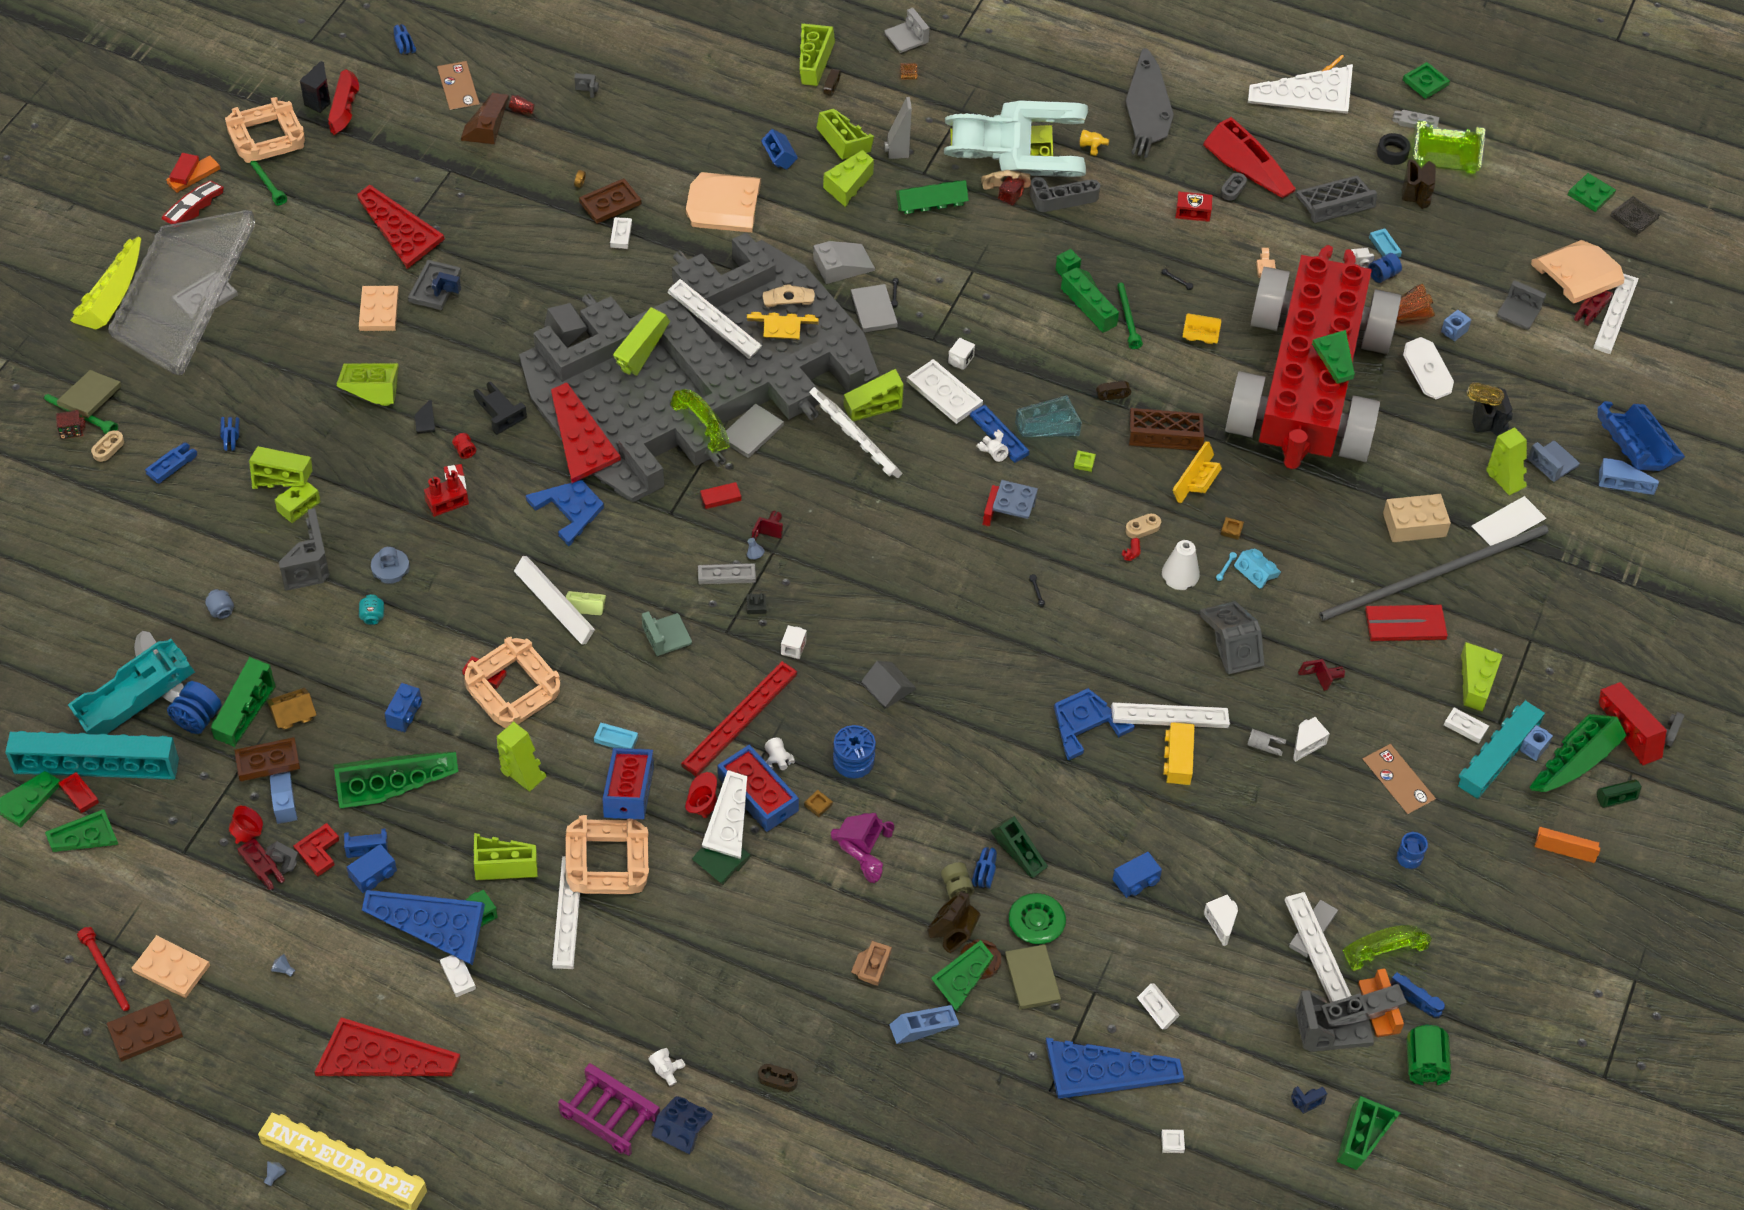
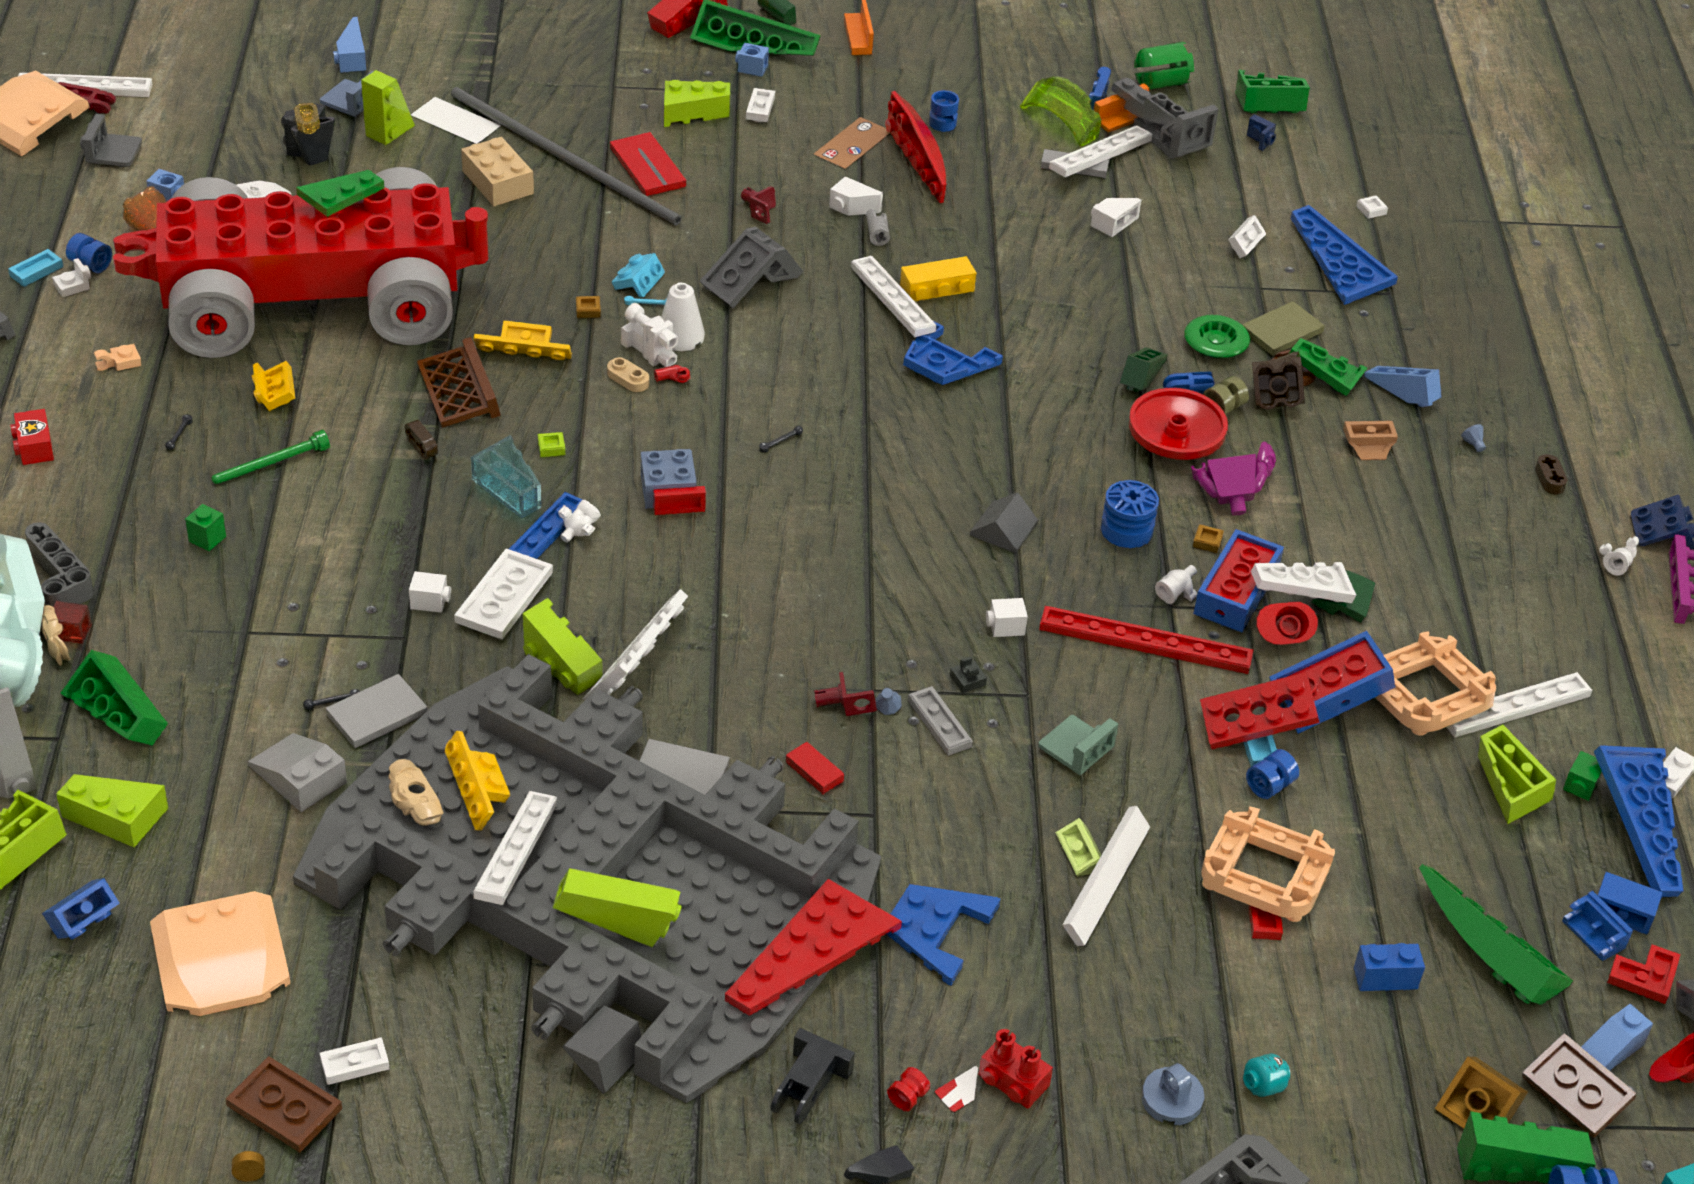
camera: 115 degrees left, 10 degrees down
(517, 757) = (1380, 801): lime wedge -> none
(580, 722) = (1272, 774): none -> blue wheel
(630, 734) = (1272, 721): none -> red plate
(687, 399) = (712, 796): clear neon green windscreen -> none
(841, 1043) = (1474, 436): none -> sand blue rock
(938, 830) = (1178, 423): none -> red dish
(1085, 294) = (265, 493): green wedge -> none
(1137, 874) = (1110, 279): blue brick -> none
(1164, 540) = (649, 336): none -> white hips
(1367, 810) = (917, 144): none -> red wedge
(1500, 750) = (782, 78): teal brick -> none
(1640, 437) = (292, 37): blue slope -> none

